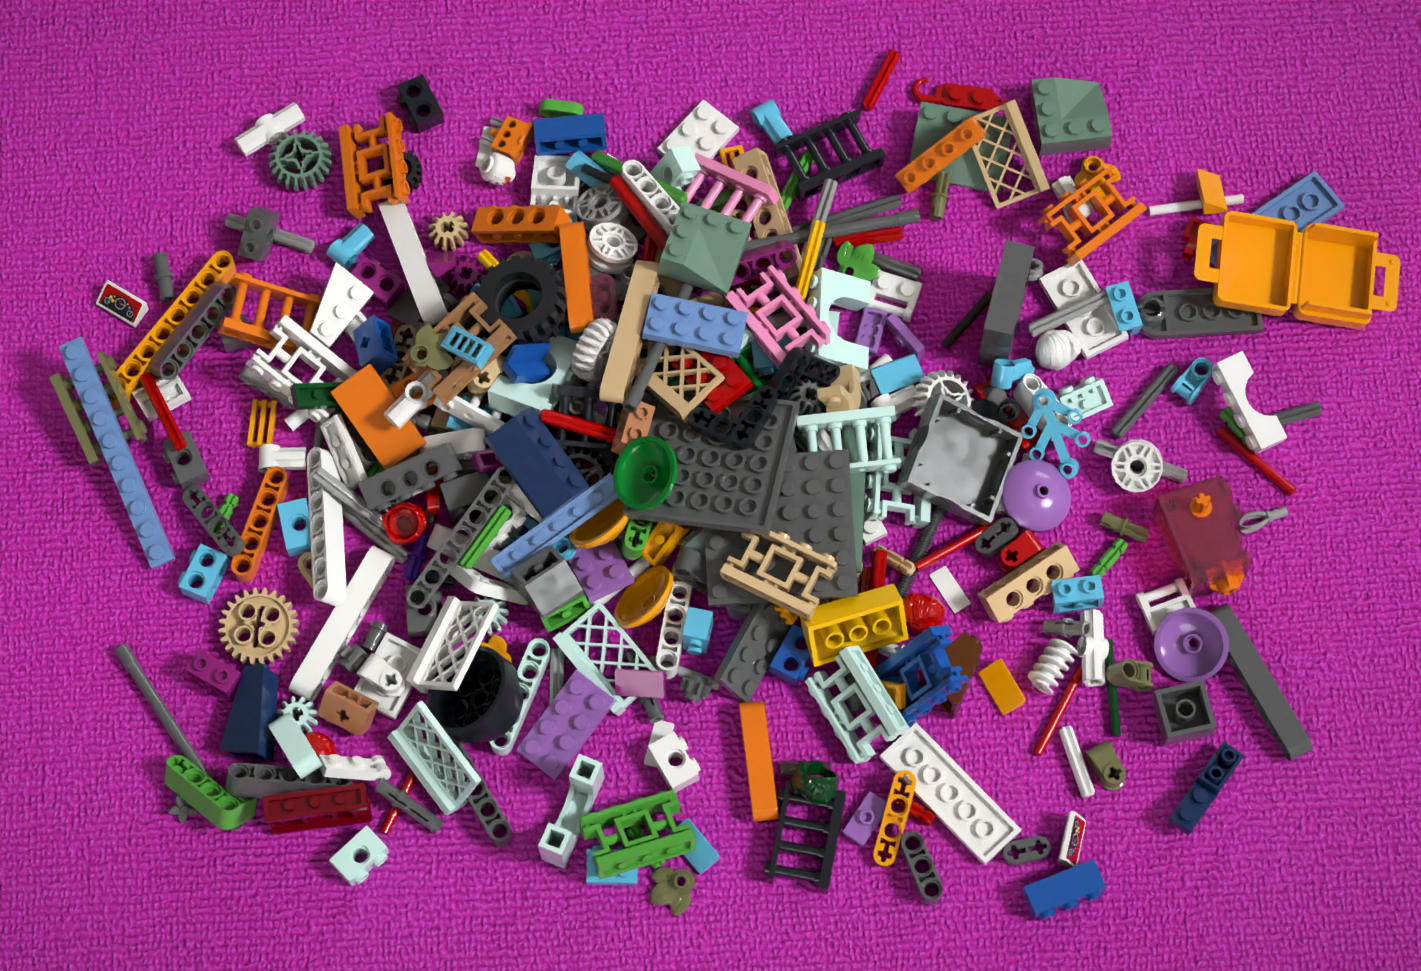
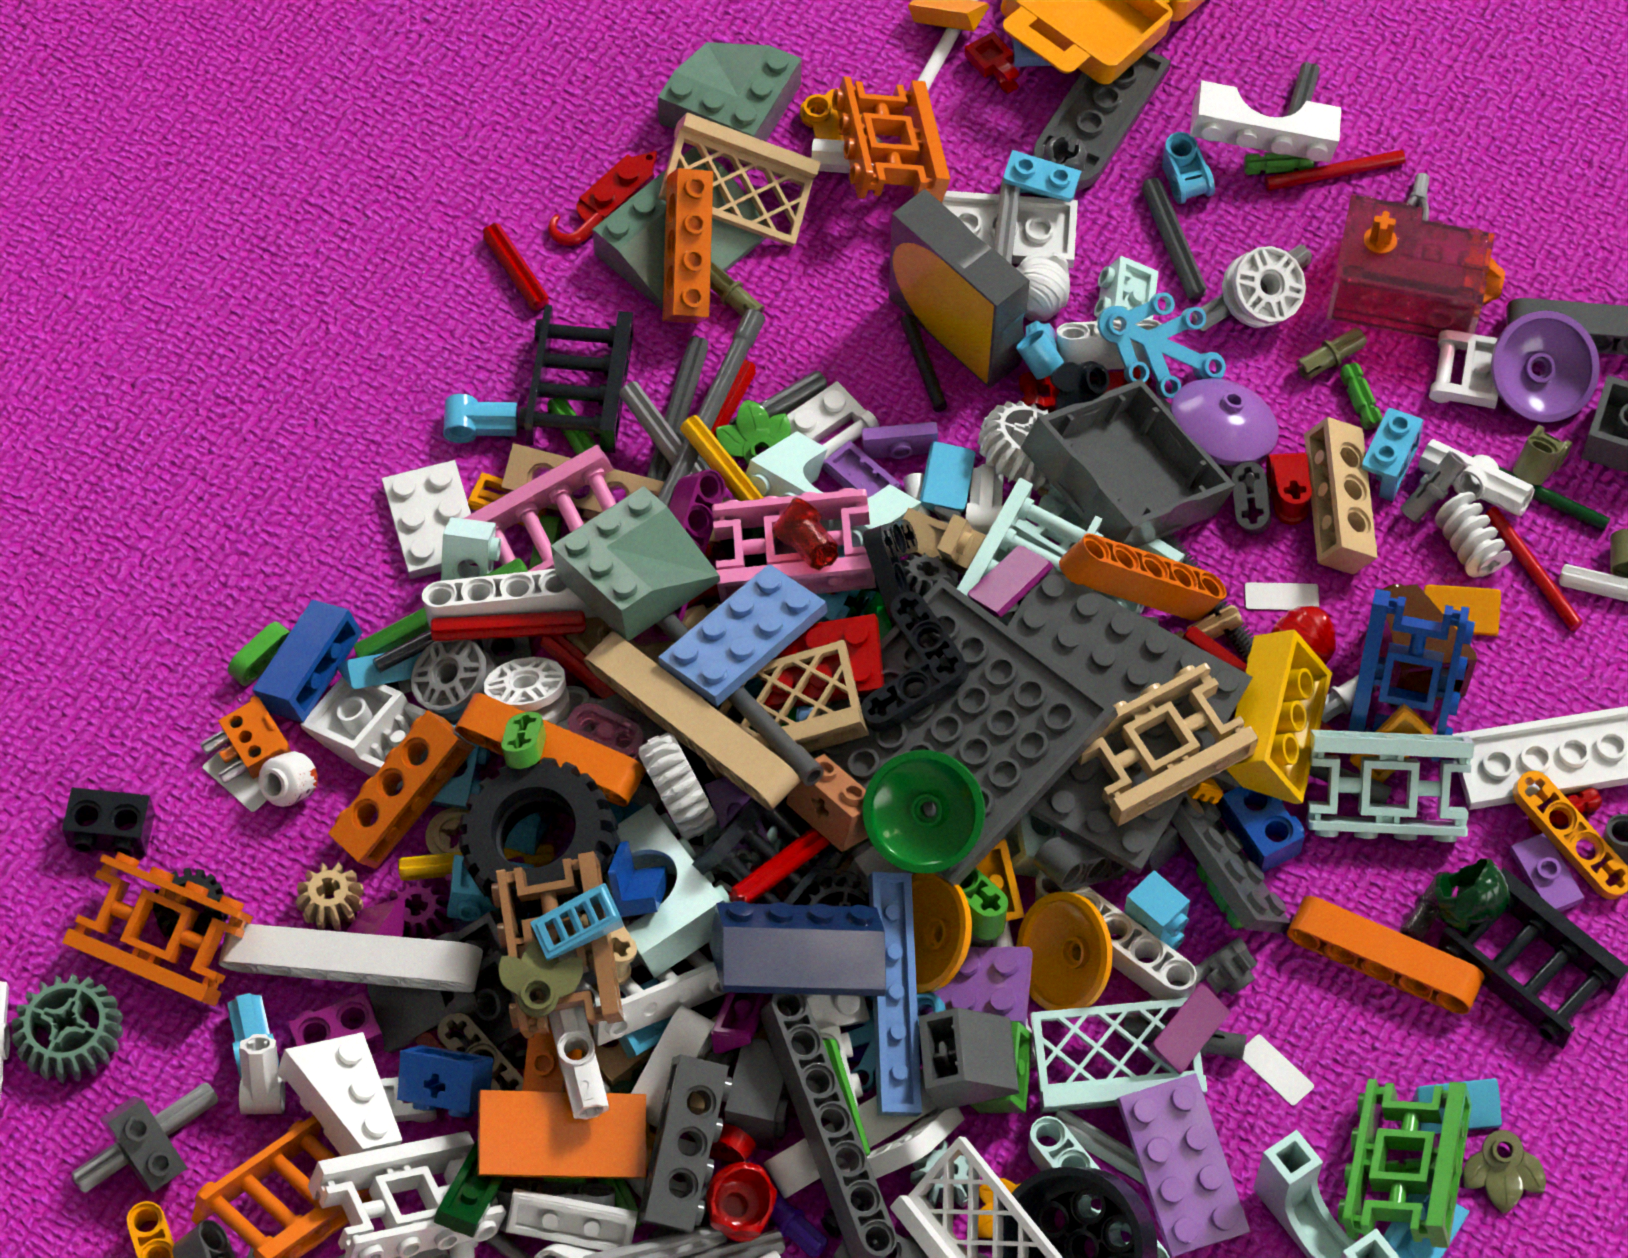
camera: 60 degrees left, 10 degrees down
(323, 264) = (260, 1086): none -> white piece
(561, 259) = (523, 740): none -> bright green beam
(675, 776) = (1304, 1073): white brick -> none
(780, 316) = (801, 529): none -> clear red piece
(827, 438) = (1010, 581): none -> slope
(876, 501) = (1142, 577): none -> orange beam
(952, 547) = (1231, 554): red bar -> none

